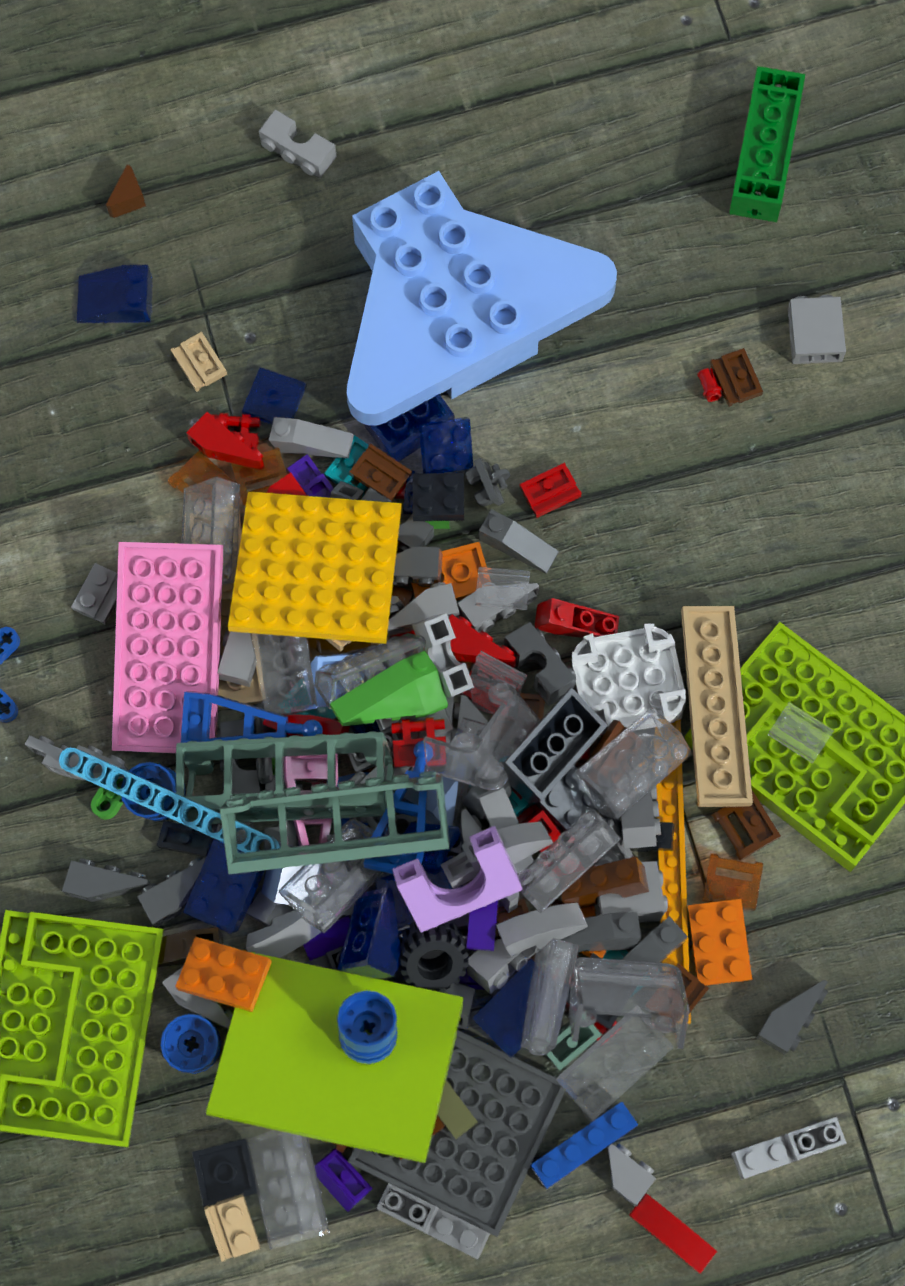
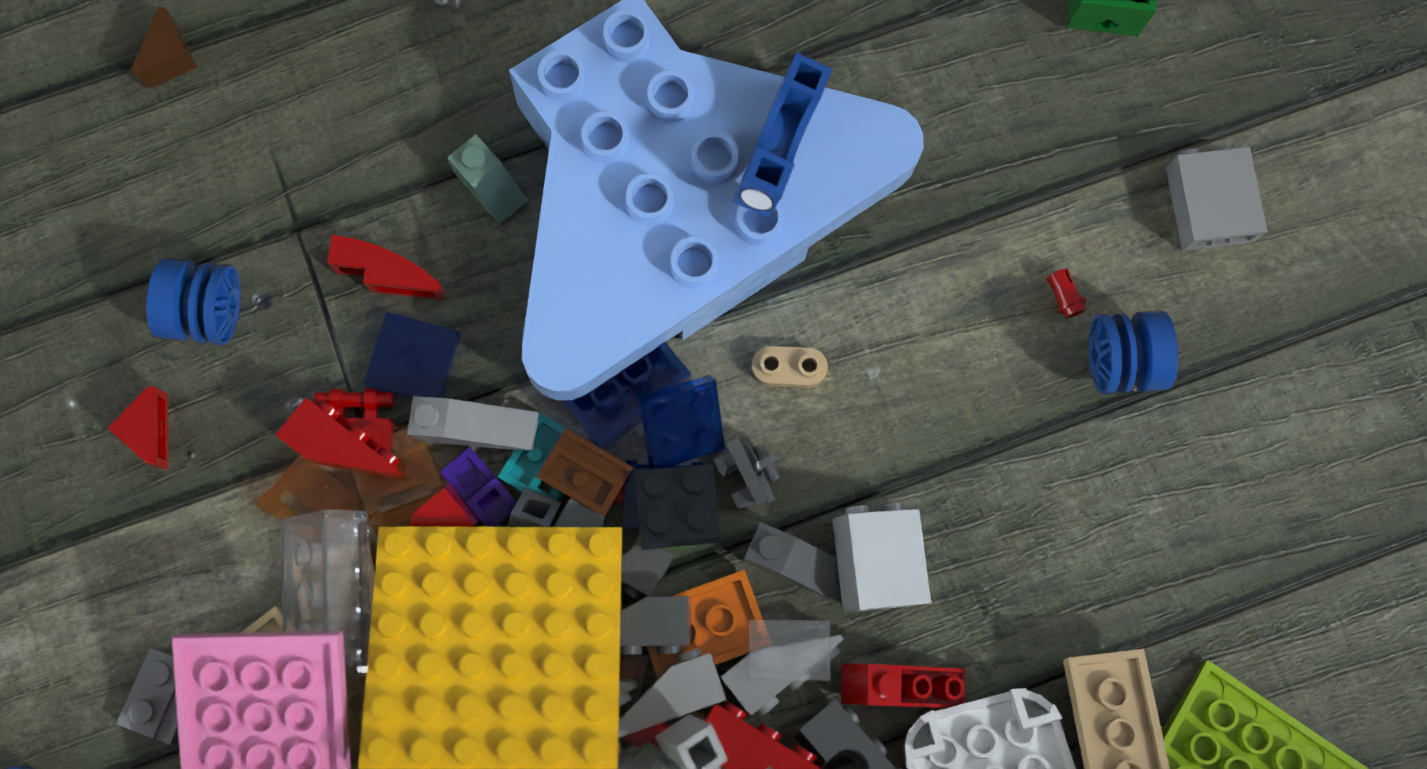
camera: 15 degrees left, 5 degrees up
(99, 427) = (145, 427): none -> red slope
(115, 295) = (158, 212): clear blue slope -> none
(138, 350) = (193, 301): none -> blue wheel
(199, 361) = (292, 309): tan plate -> none
(259, 340) = (382, 269): none -> red slope
(331, 287) = (487, 179): none -> sand green slope
(520, 421) = (789, 367): none -> tan plate
(522, 264) = (781, 135): none -> blue arch
(550, 490) = (844, 477): red plate -> none
(568, 540) = (881, 558): none -> brick
(736, 377) = (1105, 278): reddish brown plate -> none
(746, 422) = (1133, 352): none -> blue wheel

